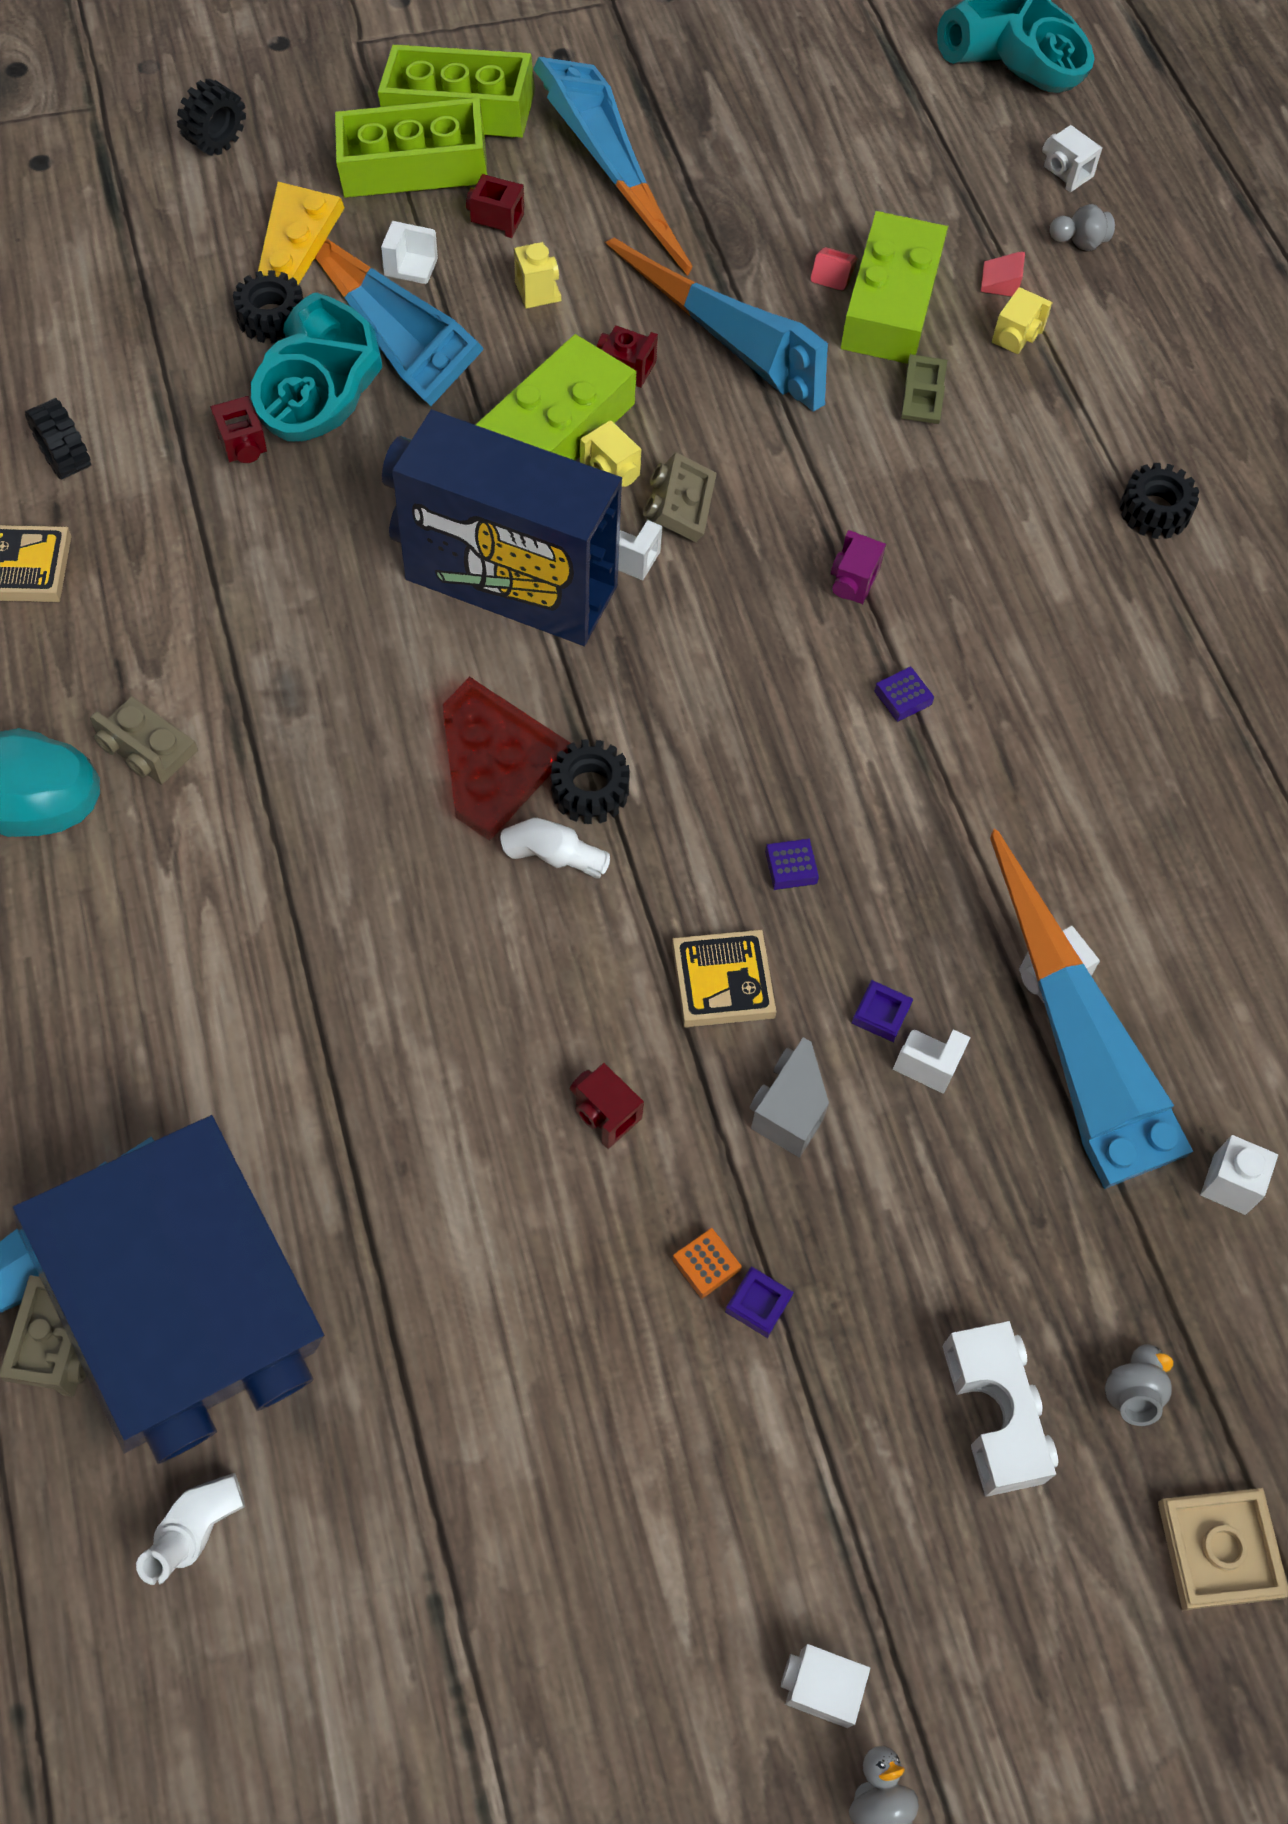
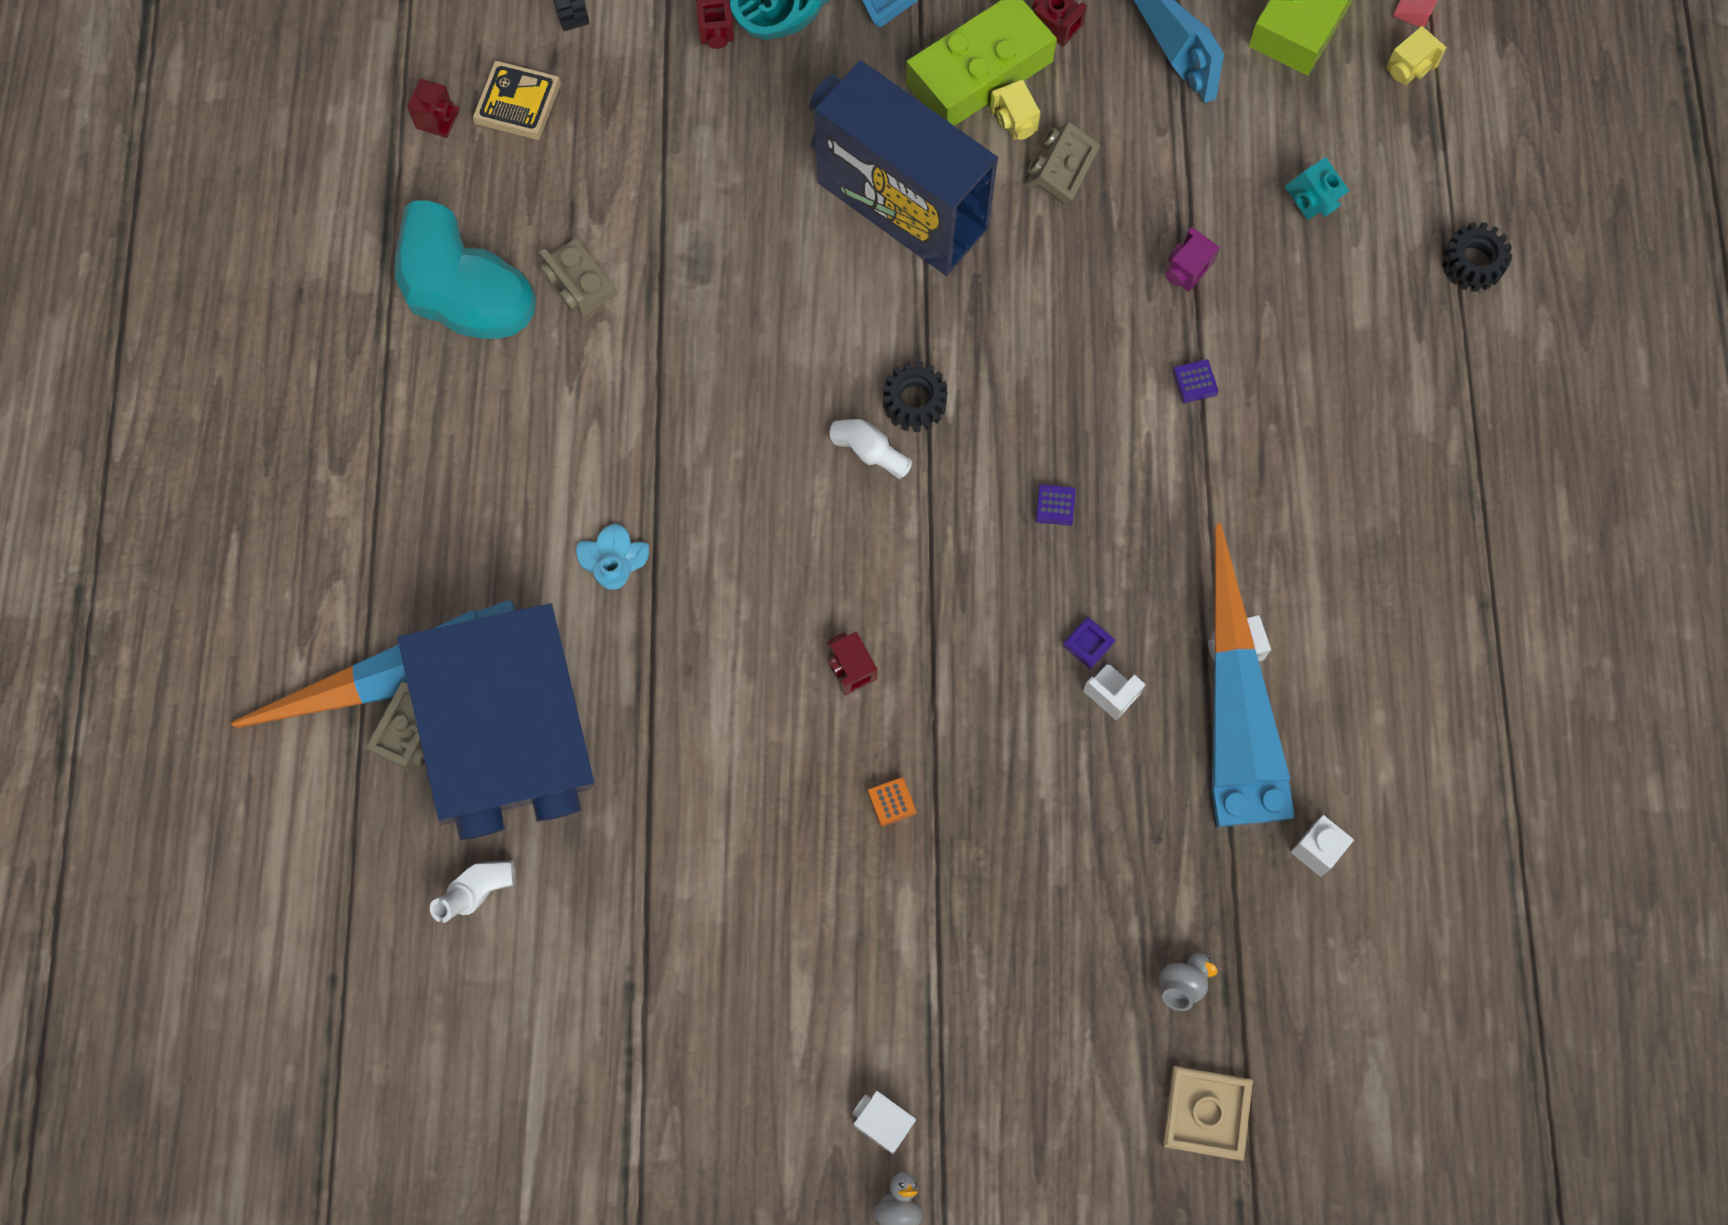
camera: 20 degrees right, 10 degrees up
(269, 1053) = (612, 551): none -> medium azure plate
(494, 756) = (845, 356): clear red plate -> none
(639, 552) = (1011, 202): white panel -> none
(723, 978) = (972, 585): tile -> none
(759, 1302) = (922, 841): dark purple tile -> none
(794, 1103) = (995, 698): light grey slope -> none
(924, 389) = (1307, 104): olive slope -> none
(969, 467) = (1317, 189): none -> teal brick
(993, 1363) = (1079, 933): white arch -> none

